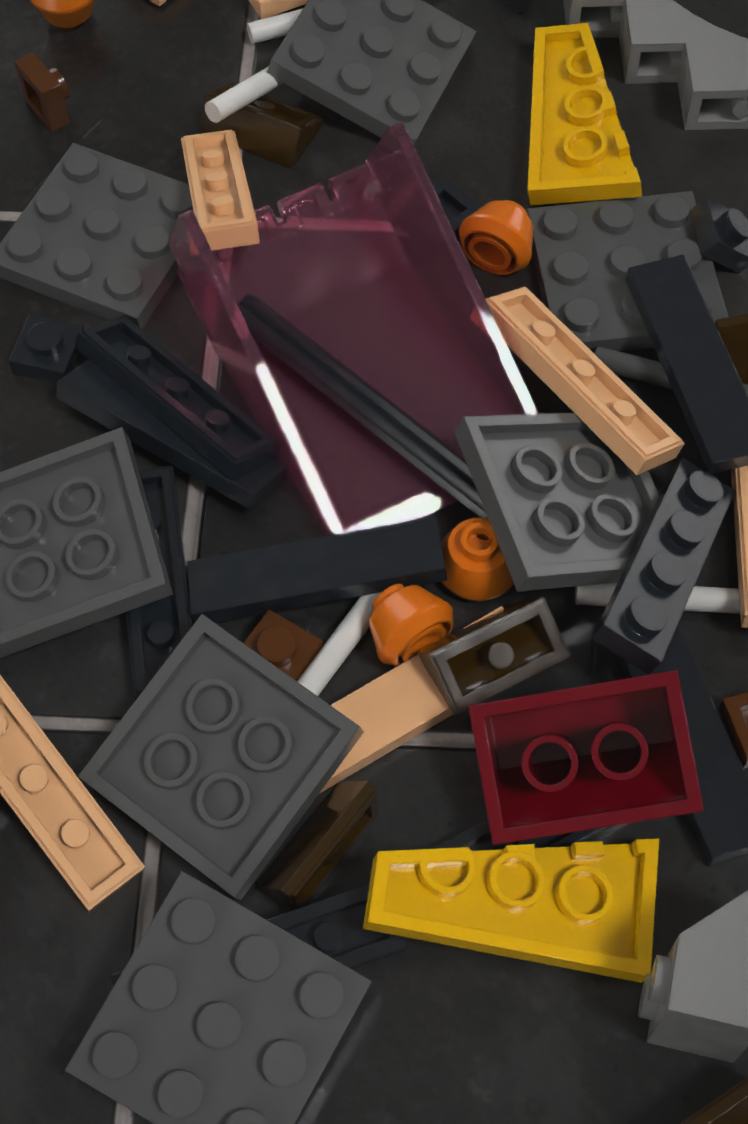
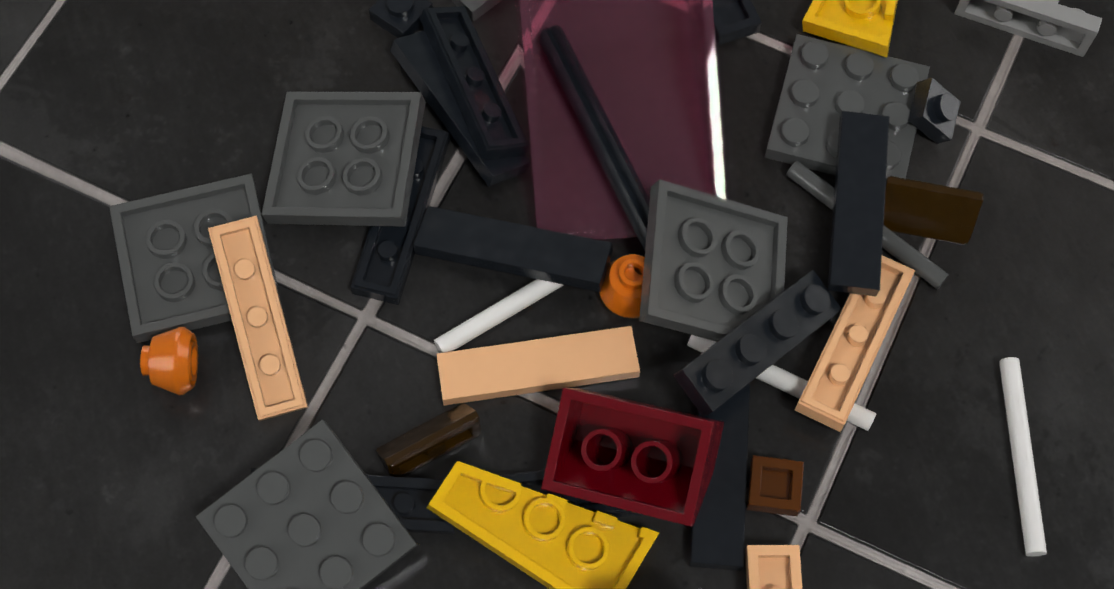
camera: 20 degrees right, 5 degrees up
(221, 756) = (388, 352): dark grey plate -> none
(284, 644) = (460, 295): reddish brown plate -> none
(407, 622) = (558, 311): orange cone -> none
(494, 653) = (608, 357): dark brown slope -> none
(498, 237) = (762, 48): orange cone -> none
(583, 381) = (766, 183): light nougat tile -> none

